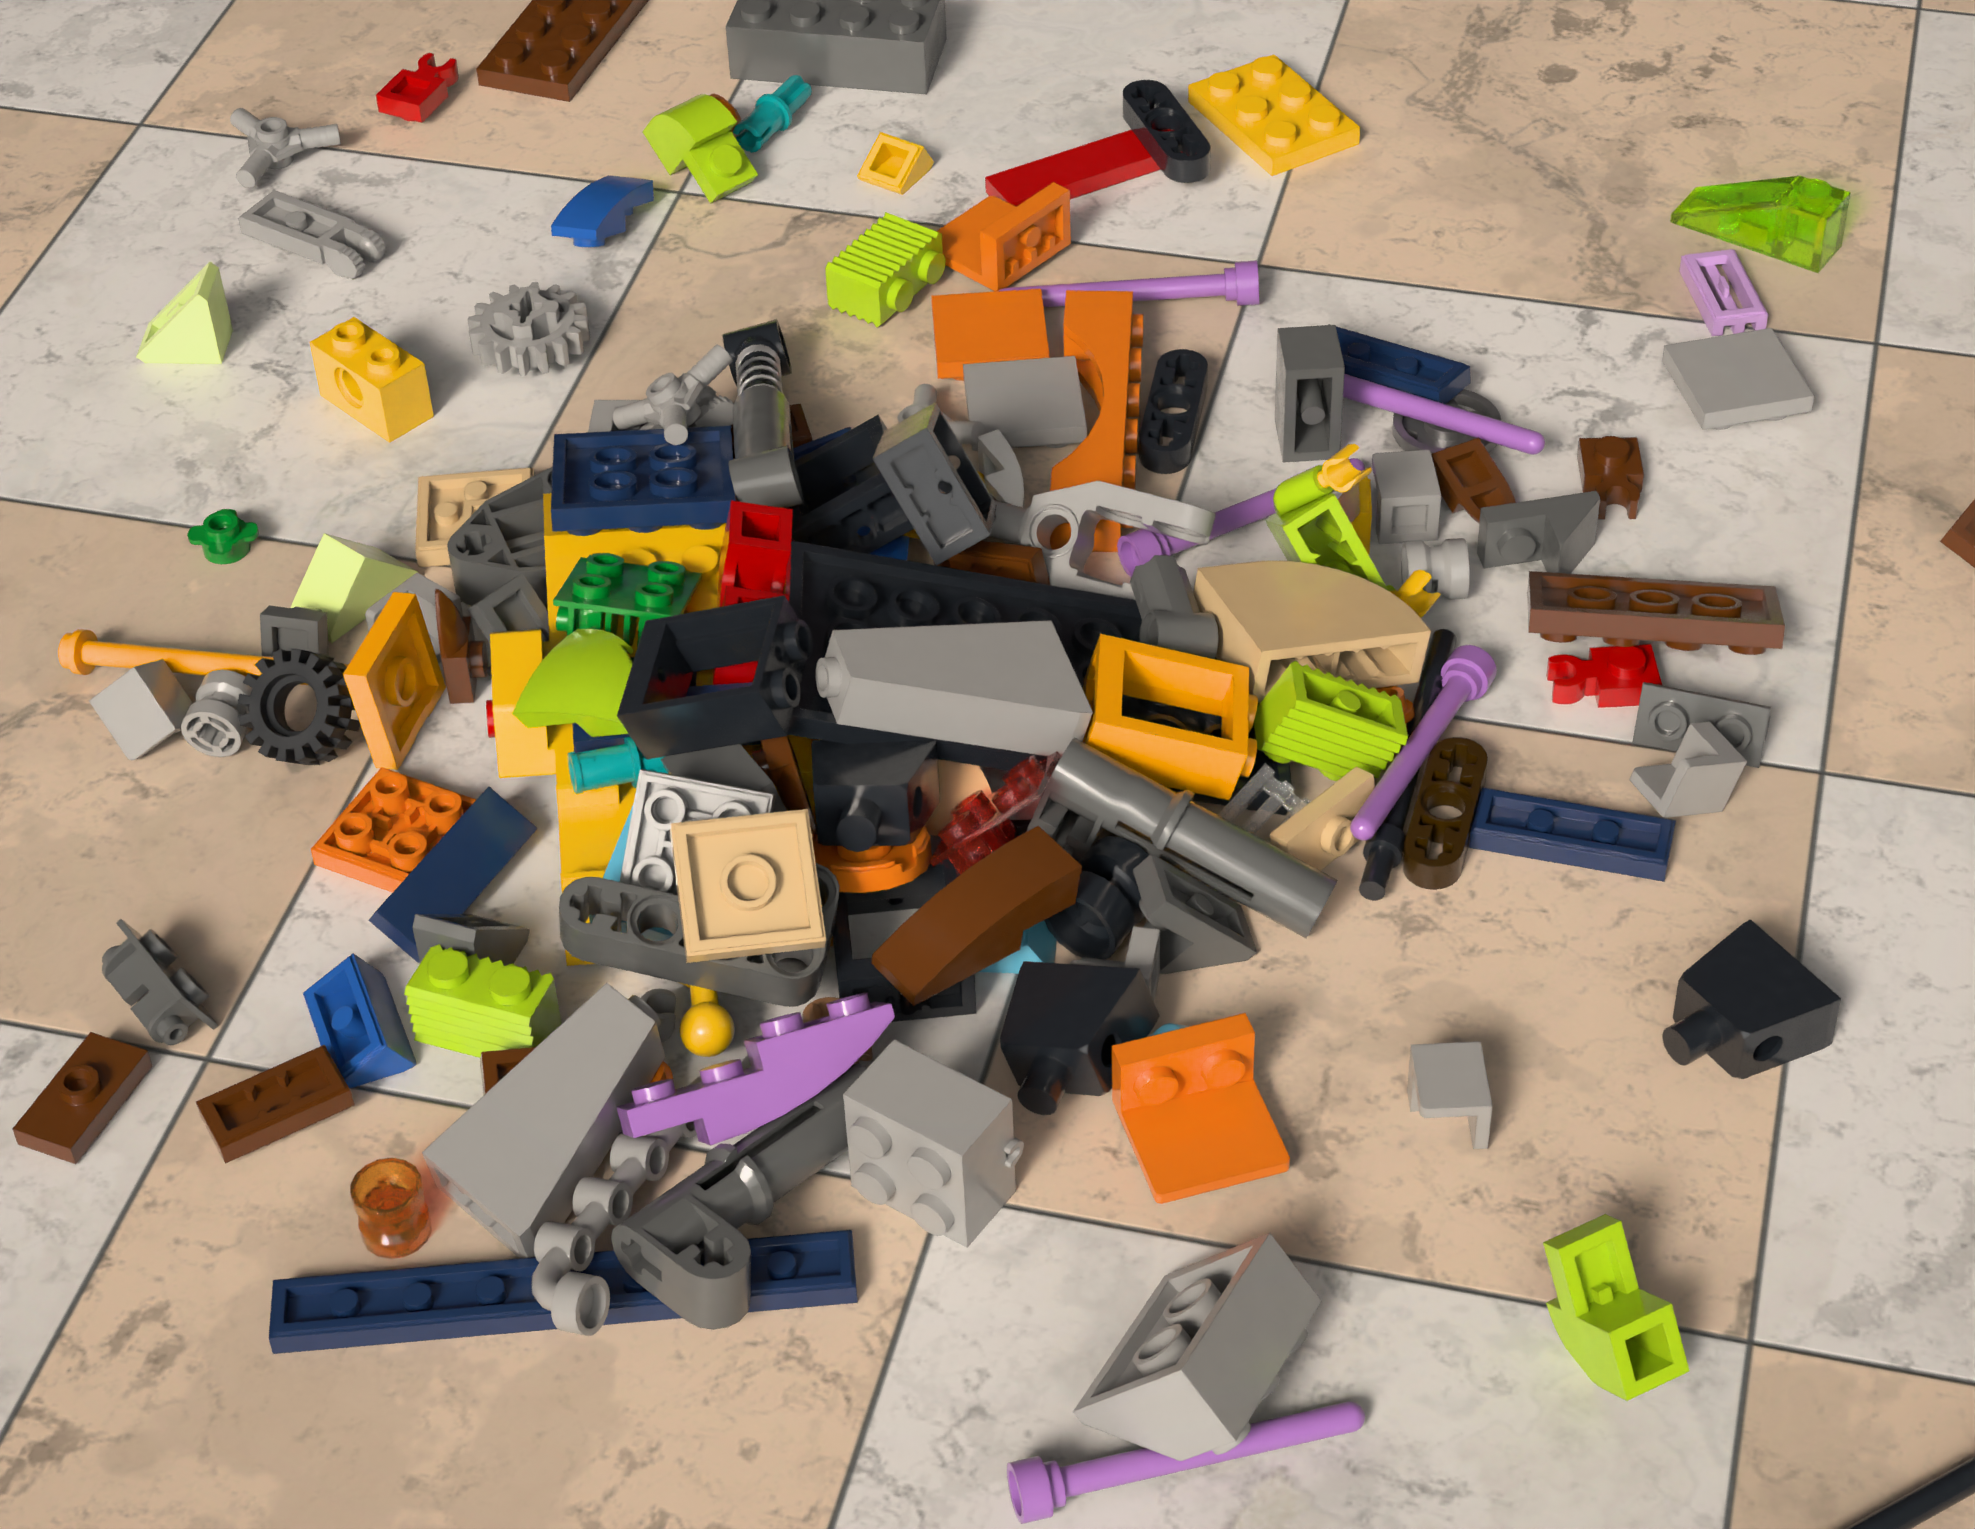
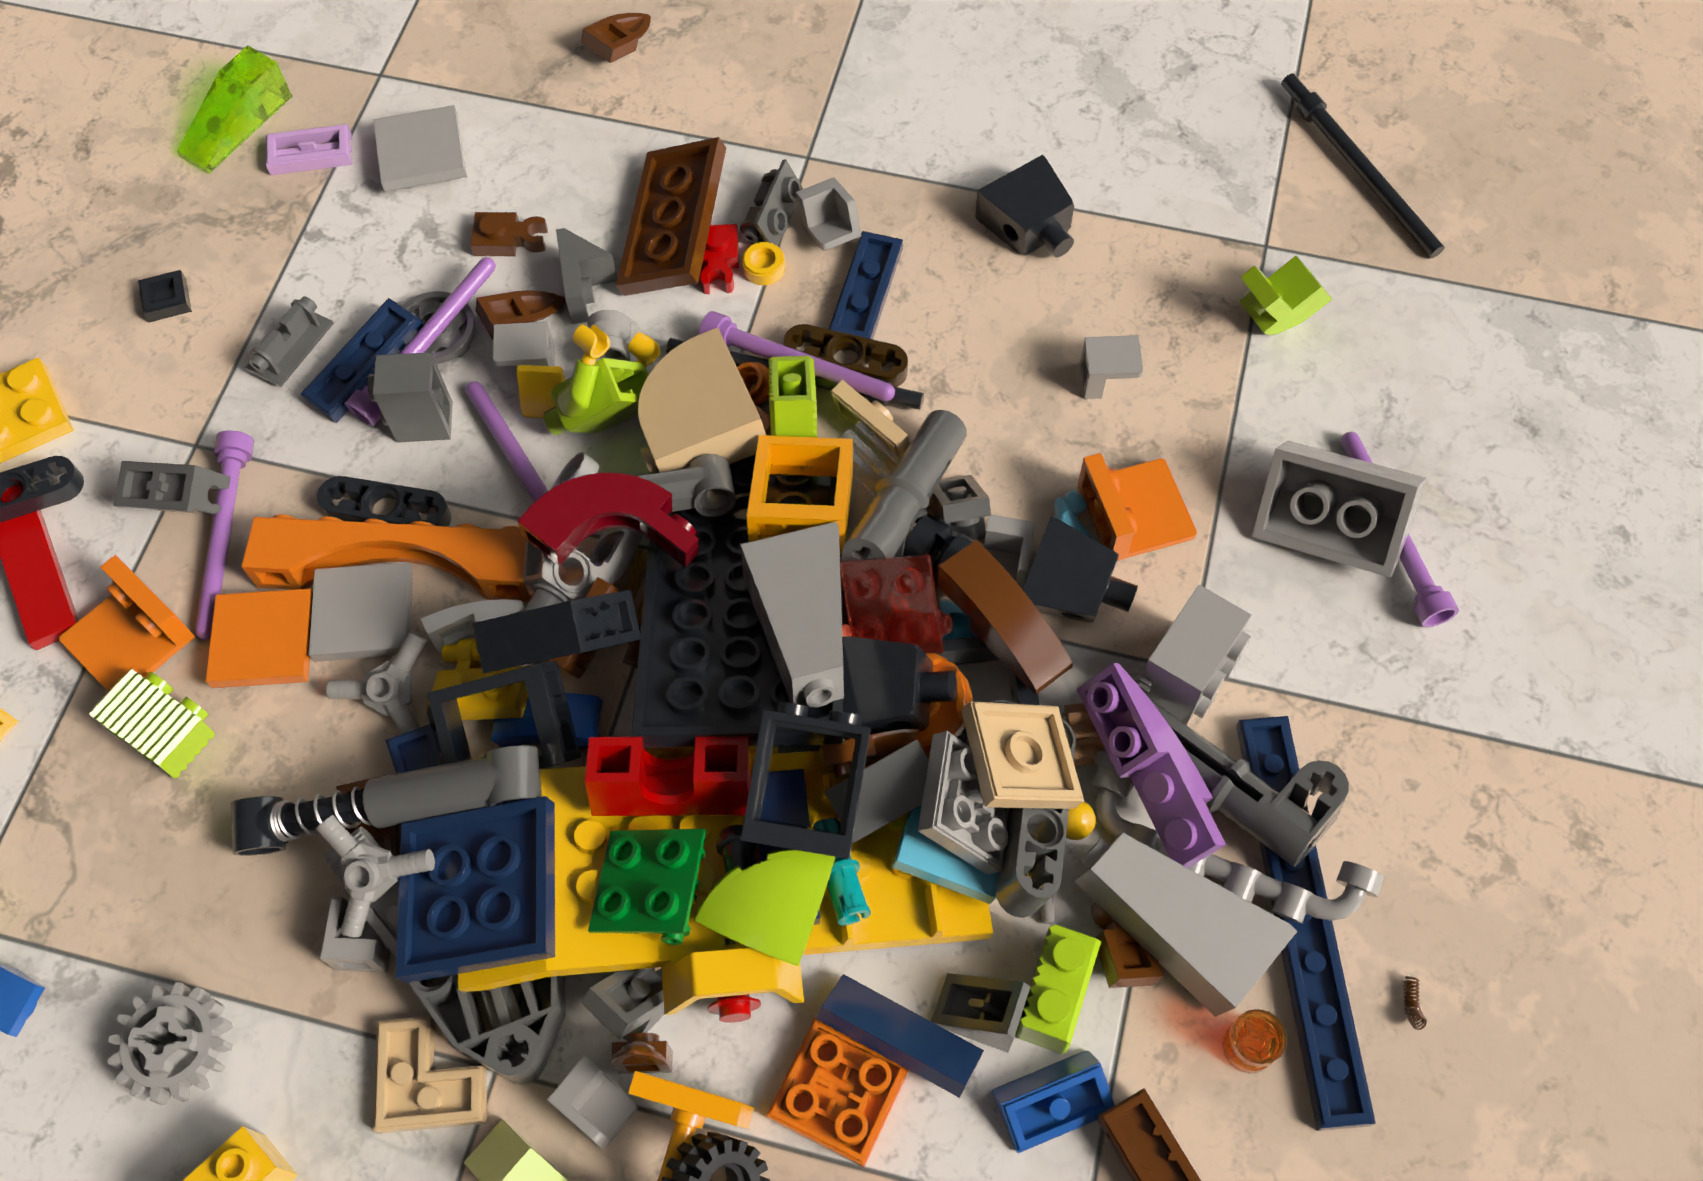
camera: 90 degrees left, 20 degrees up
(409, 1407) = (1409, 1002): none -> reddish brown leg
(1099, 484) = (601, 502): none -> dark red arch
(1175, 225) = (167, 487): none -> dark grey hinge
(1423, 311) = (289, 344): none -> dark grey hinge
(1467, 209) = (164, 296): none -> black tile
(1603, 725) = (763, 263): none -> yellow tile

